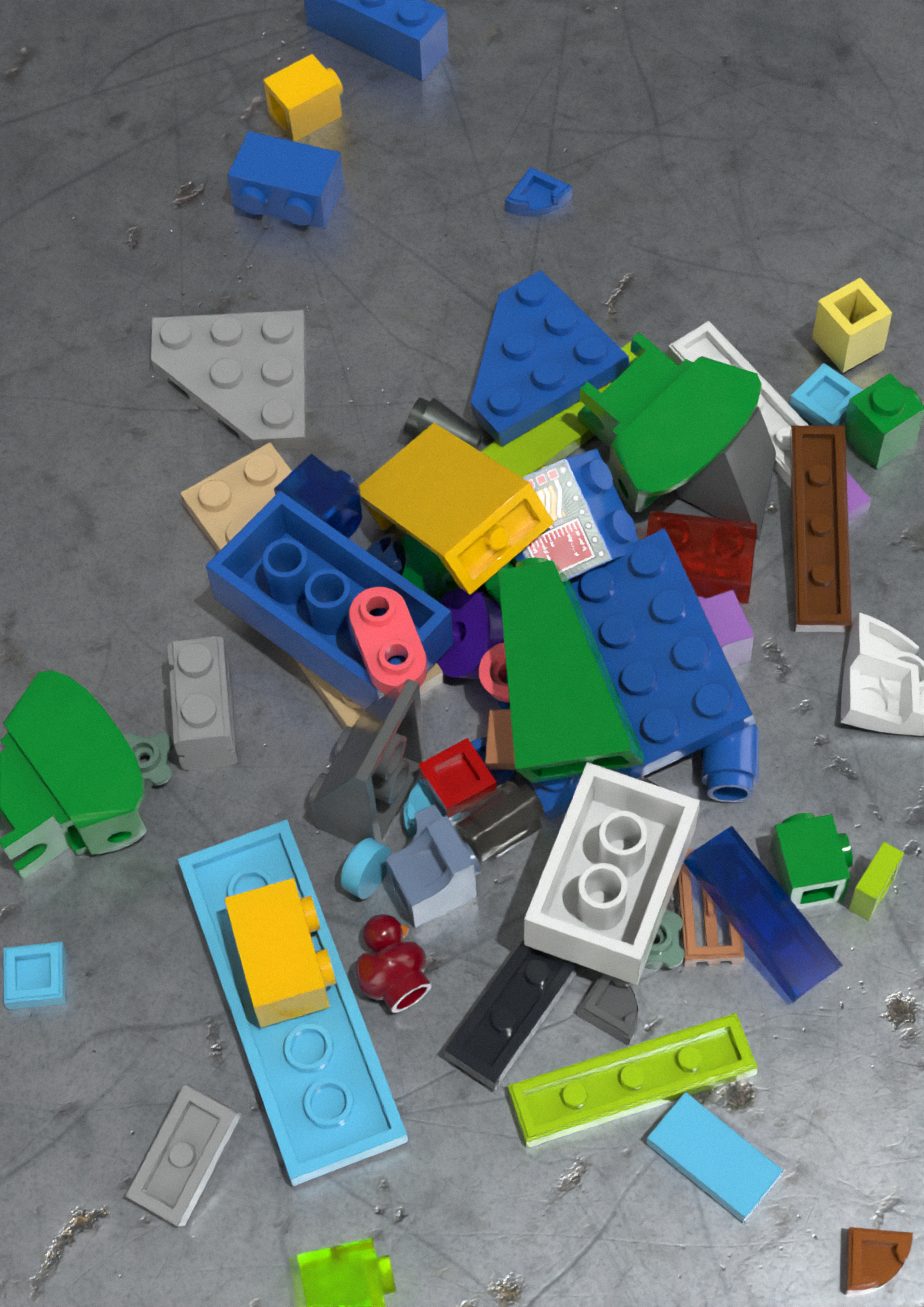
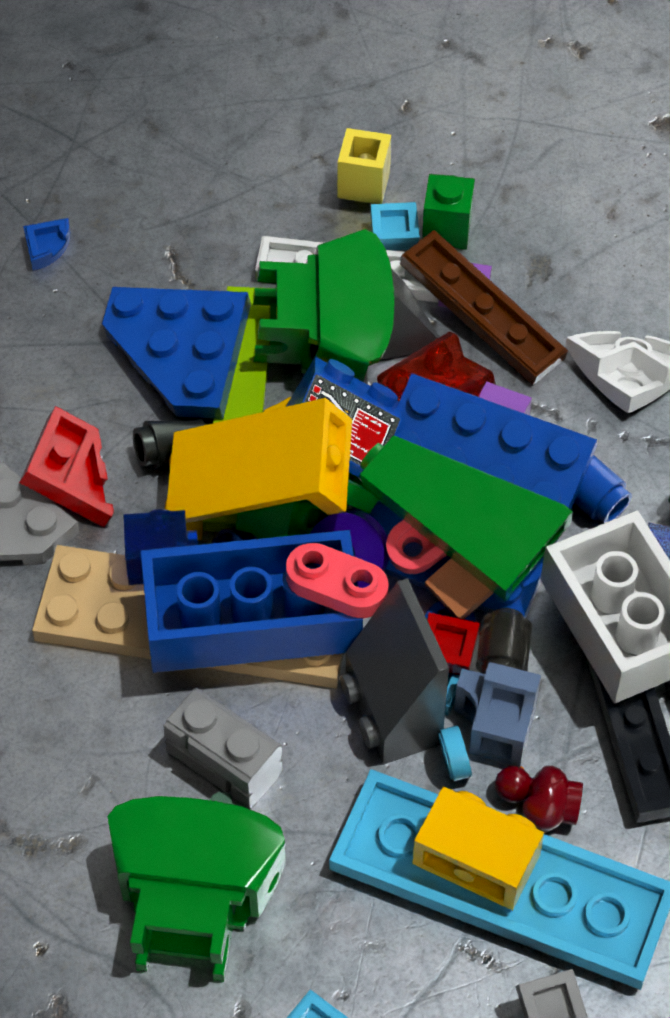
camera: 50 degrees left, 5 degrees down
(344, 387) = (69, 467): none -> red wing

